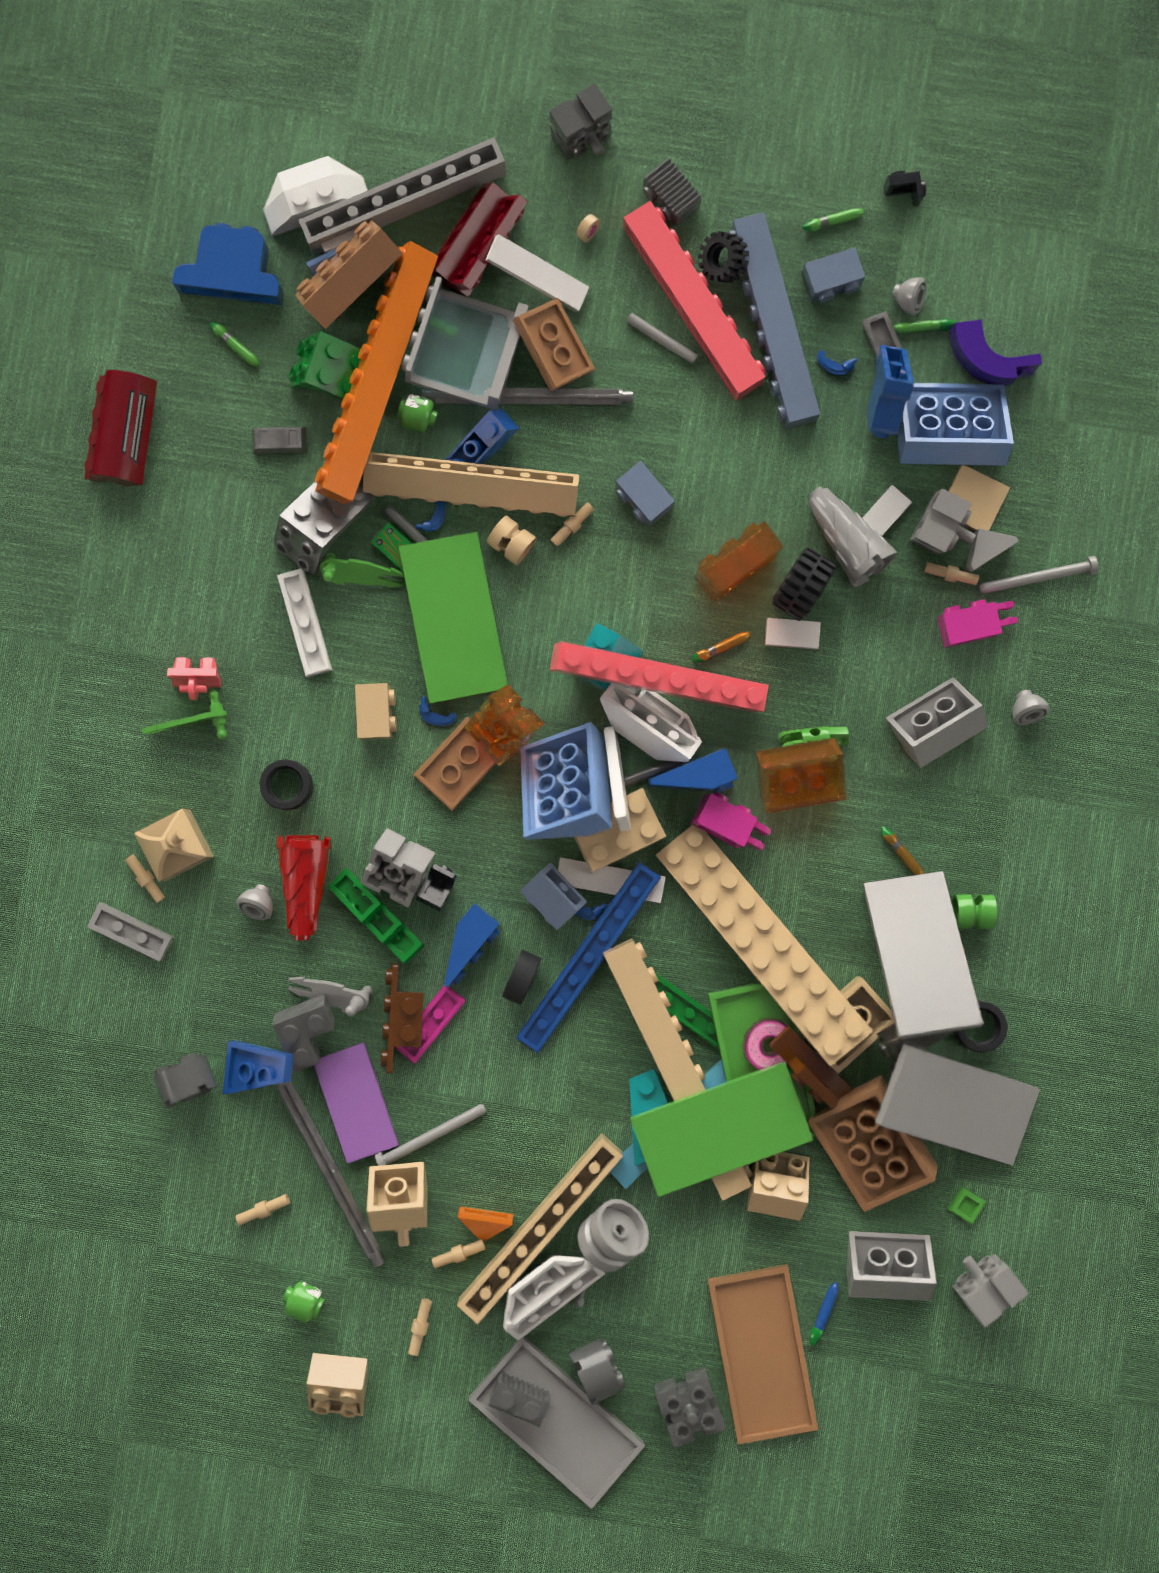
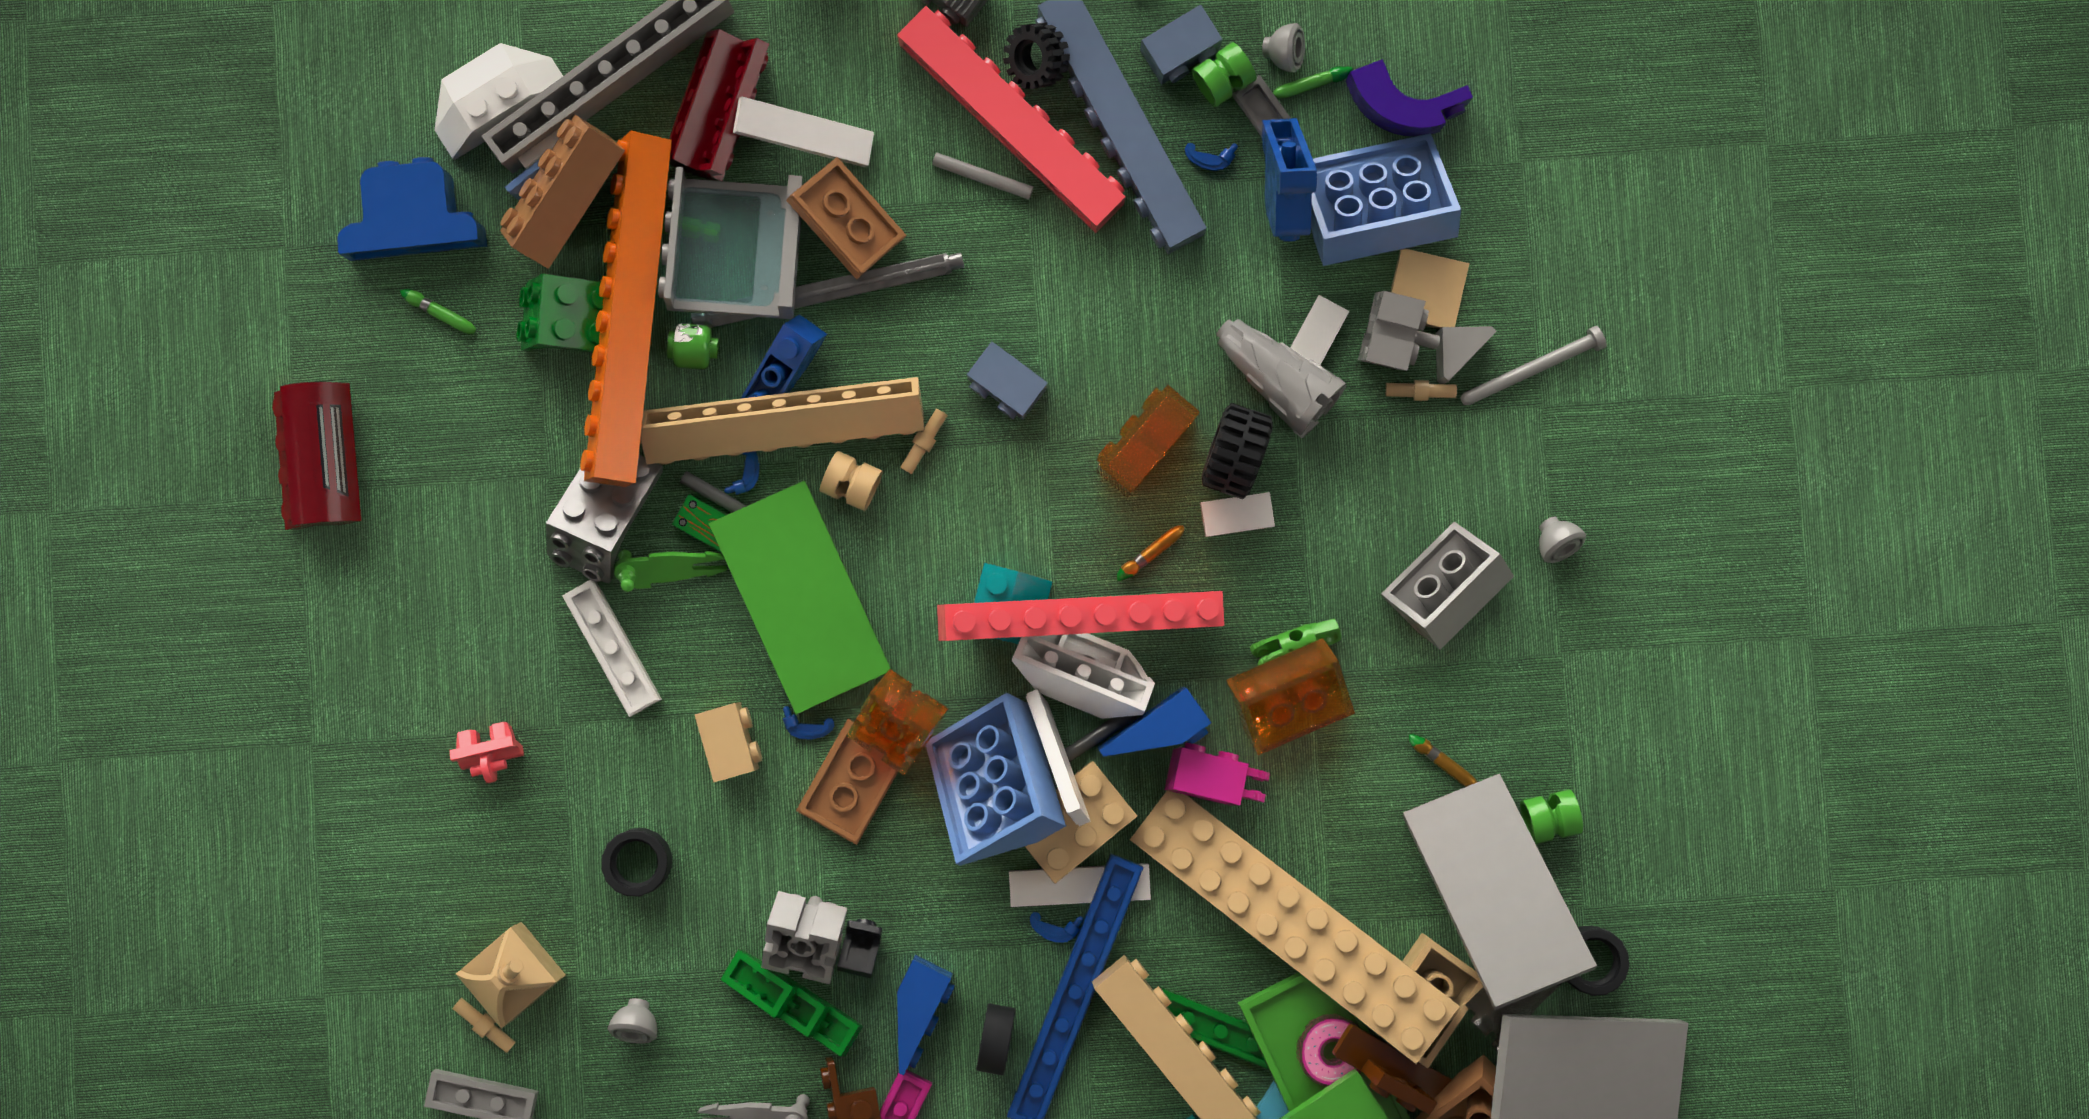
camera: 15 degrees left, 0 degrees up
(216, 714) = (525, 792): bright green piece -> none
(279, 440) = (524, 420): flat silver tile -> none
(303, 871) = (684, 967): red cone -> none
(553, 896) = (1012, 925): sand blue brick -> none
(588, 228) = (855, 57): tan tile -> none
(863, 303) = (1227, 72): none -> bright green wheel
(973, 623) = (1463, 448): dark pink hinge -> none

